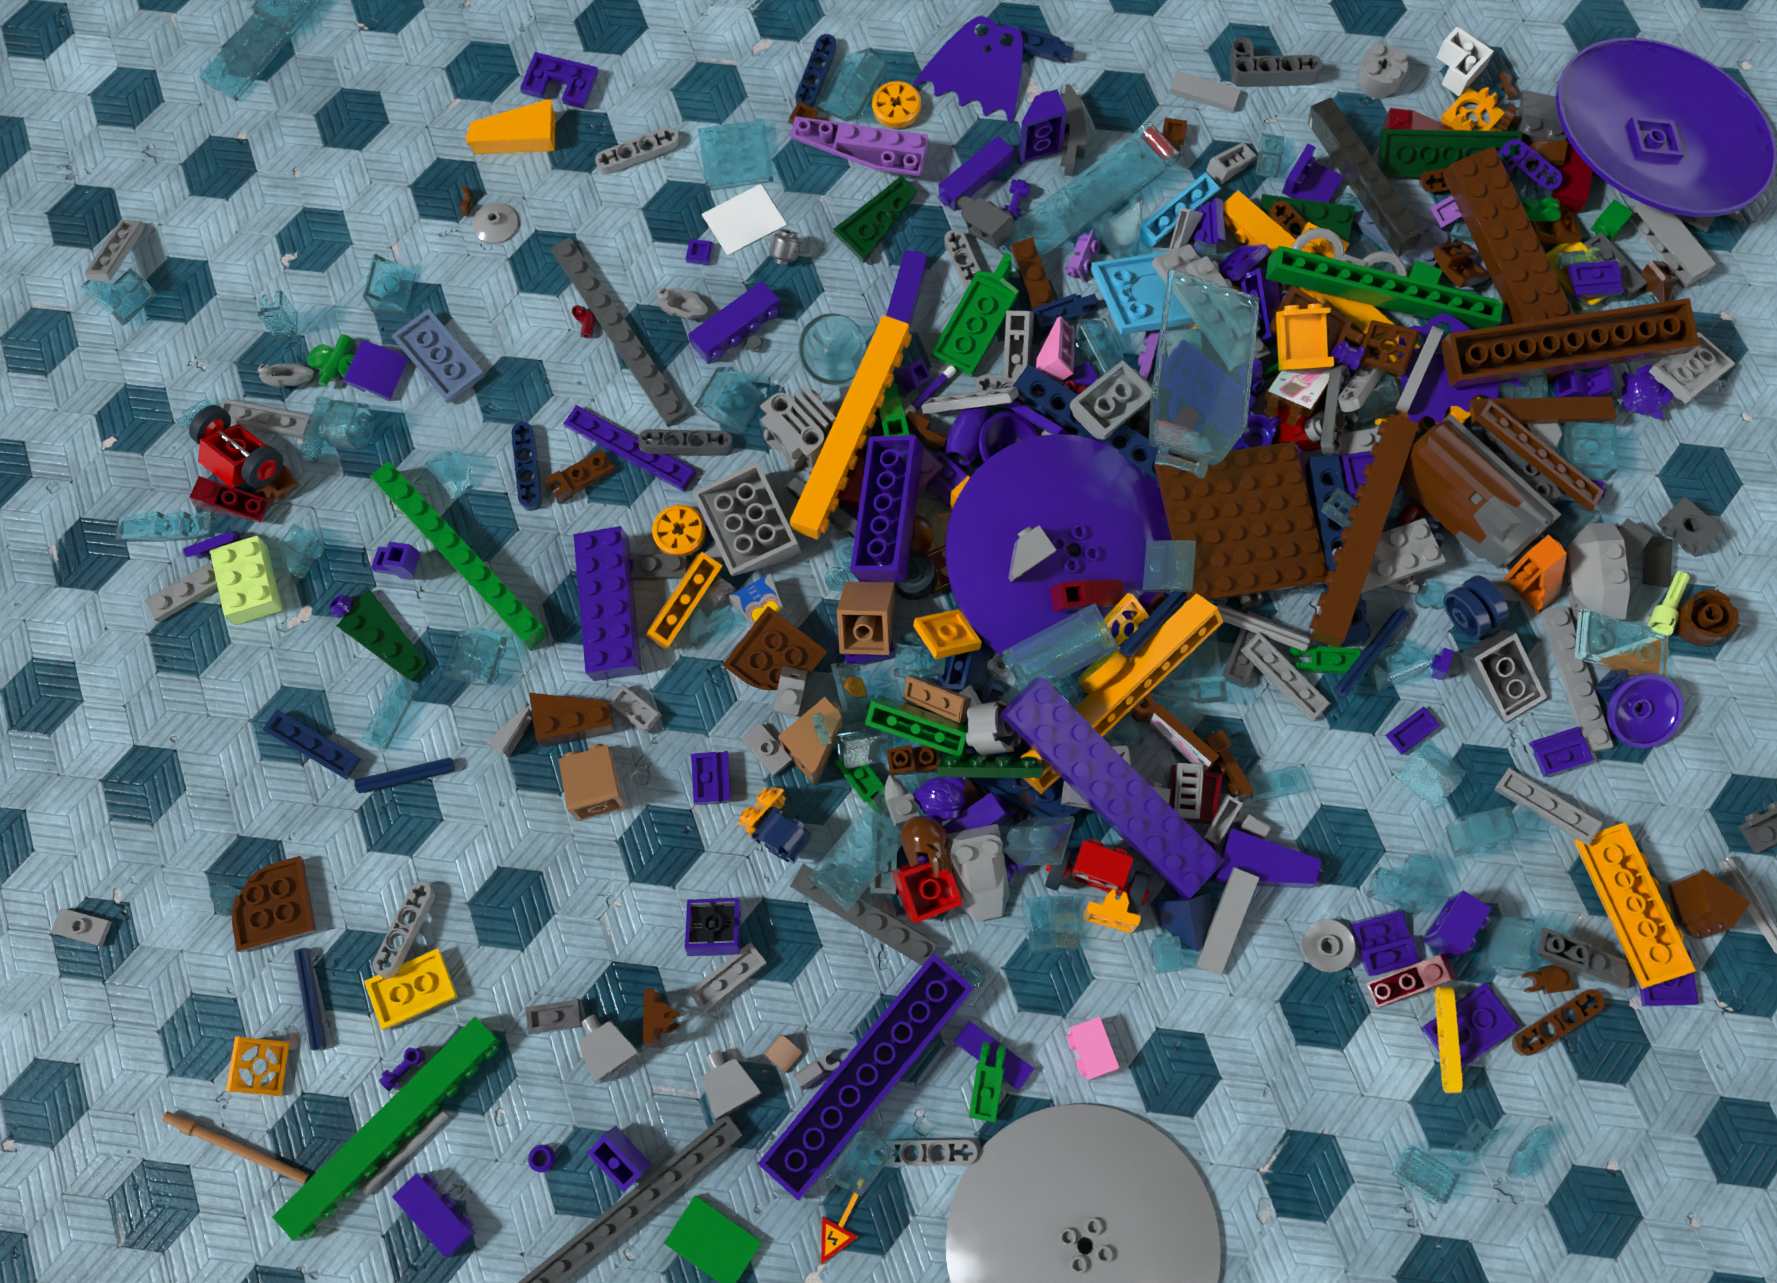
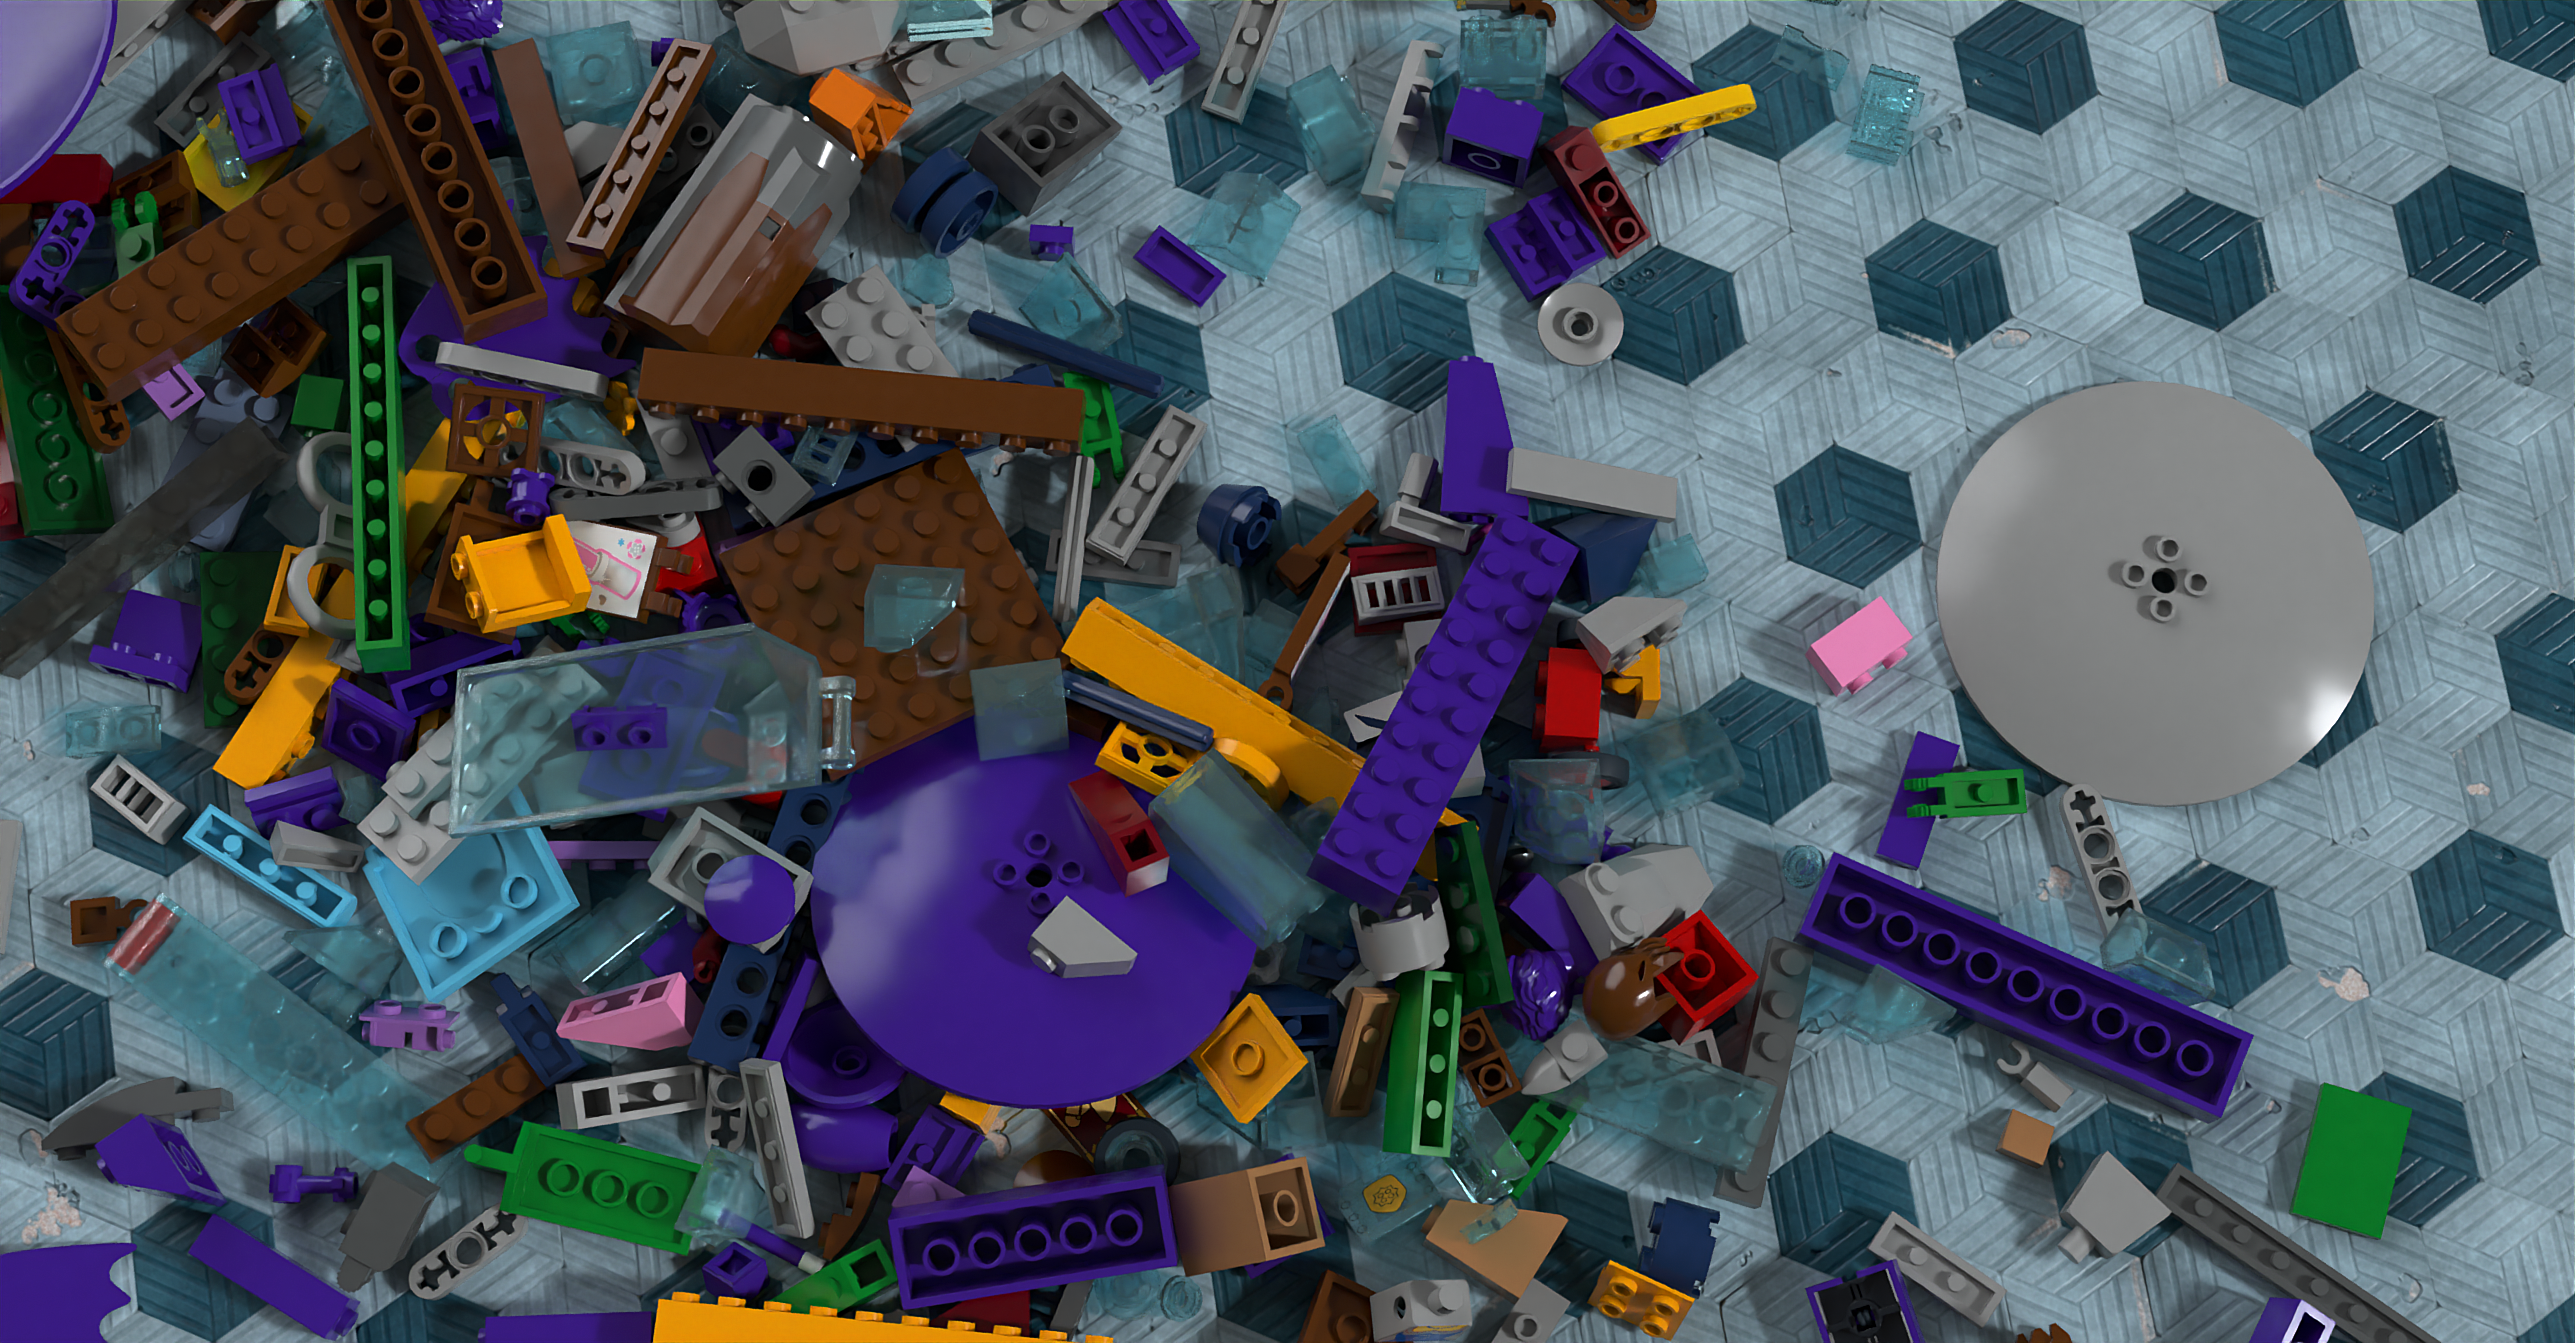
camera: 110 degrees left, 5 degrees up
(835, 1236) = (2273, 972): piece -> none
(876, 993) = (1892, 1009): none -> clear light blue slope
(952, 371) = (721, 1199): none -> clear light blue slope
(1098, 401) = (749, 900): none -> dark purple dish
(1131, 895) = (1626, 627): none -> light grey slope
(1209, 355) = (615, 730): none -> dark purple hinge
(1243, 519) = (907, 604): none -> clear light blue slope
(1250, 717) = (1237, 523): none -> dark blue cone
(1325, 484) = (753, 453): none -> dark grey brick
(1477, 878) = (1401, 125): none -> light grey hinge
(1612, 220) = (125, 108): green brick -> none

